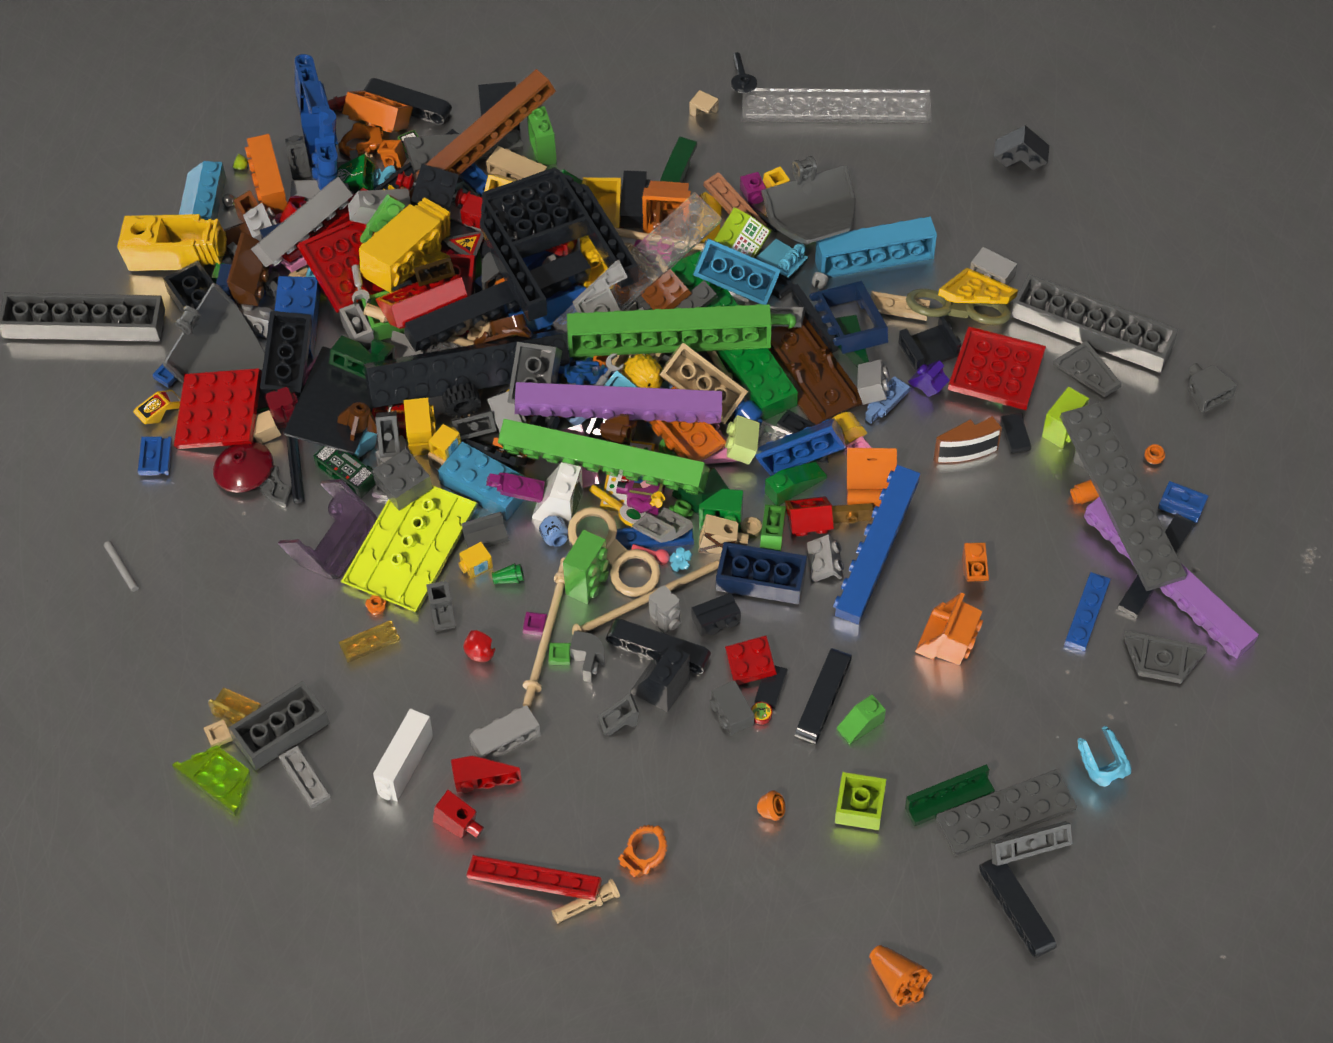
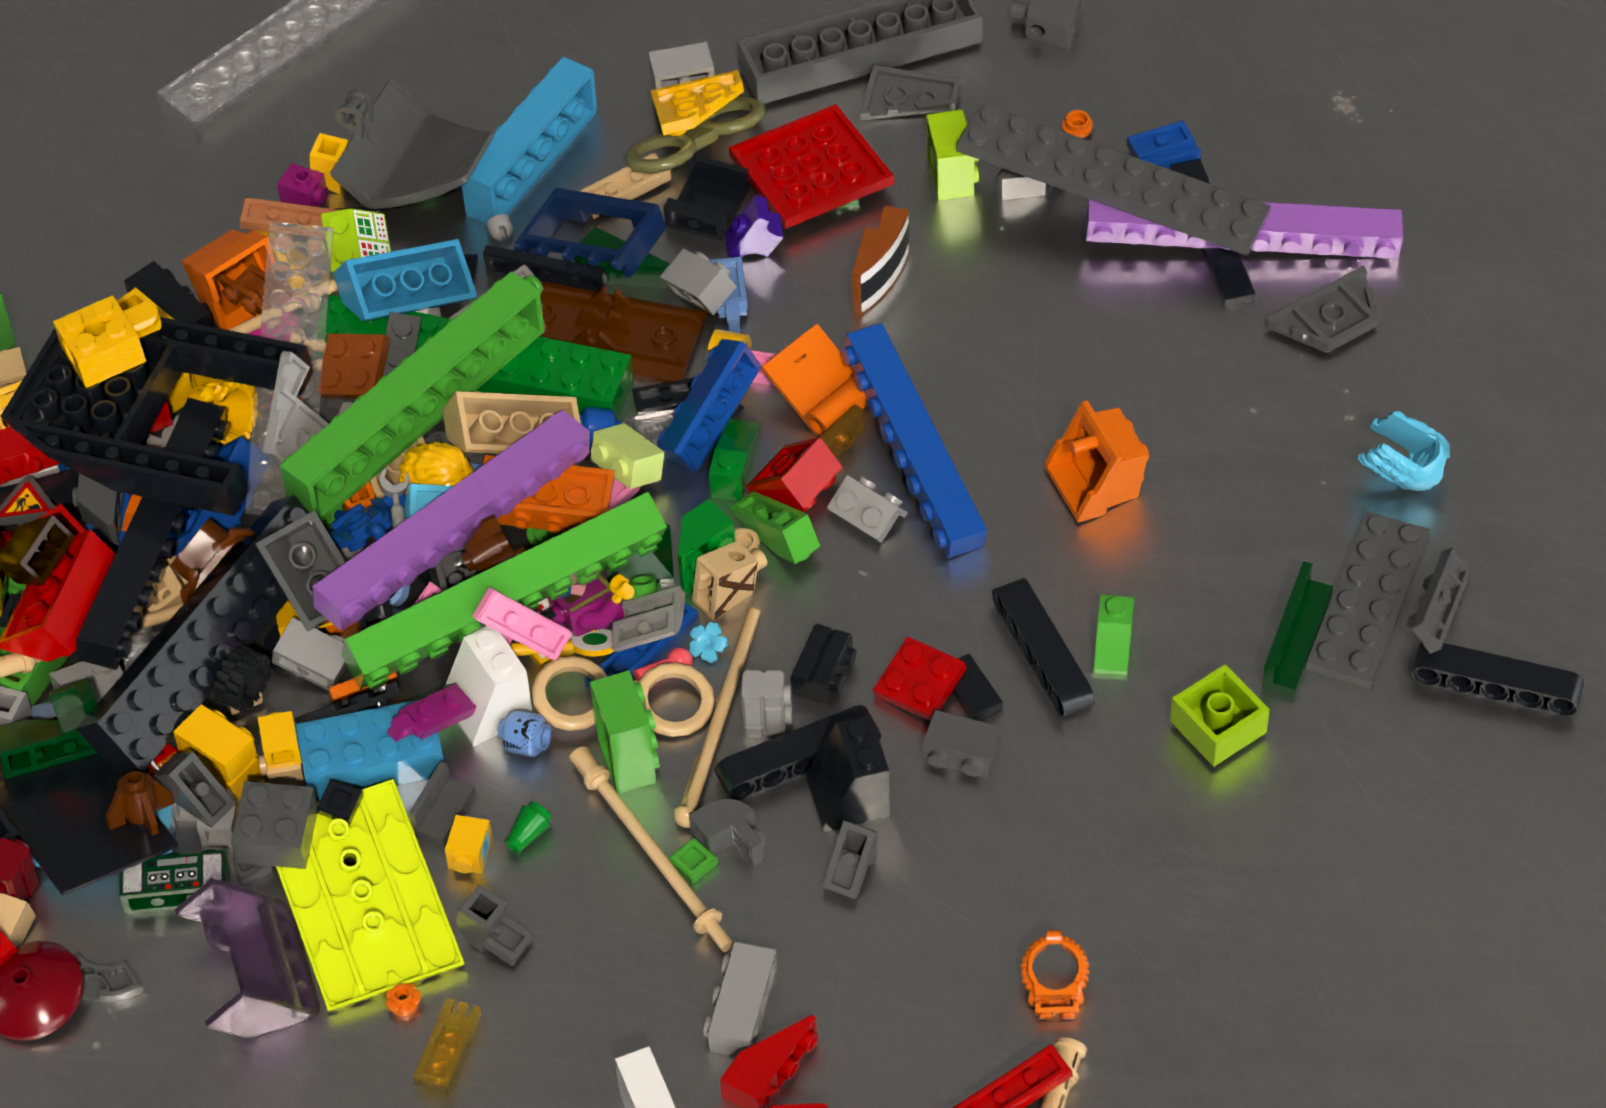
camera: 45 degrees left, 5 degrees down
(295, 470) = (103, 936): black axle -> none
(442, 493) = (340, 801): none -> black tile
(474, 425) = (286, 692): dark grey brick -> none
(478, 646) = (594, 931): red hair -> none
(534, 623) = (622, 854): magenta tile -> none
(556, 191) = (105, 339): none -> yellow brick
(591, 478) = (522, 624): none -> bright pink tile
(679, 160) = (178, 225): dark green slope -> none
(703, 102) = (129, 138): tan panel -> none
(742, 82) = (145, 86): black piece -> none
(761, 573) = (821, 577): dark blue brick -> none
(762, 713) = (1001, 718): tile -> none
(771, 805) = (1130, 807): orange cone -> none
(783, 257) = (427, 231): medium azure hinge -> none
(900, 975) = (1473, 851): orange cone -> none
(975, 562) = (1035, 376): orange slope -> none
(1015, 433) = (922, 221): black tile -> none
(1084, 492) = (1056, 215): orange brick -> none
(1087, 611) = (1201, 333): blue plate -> none

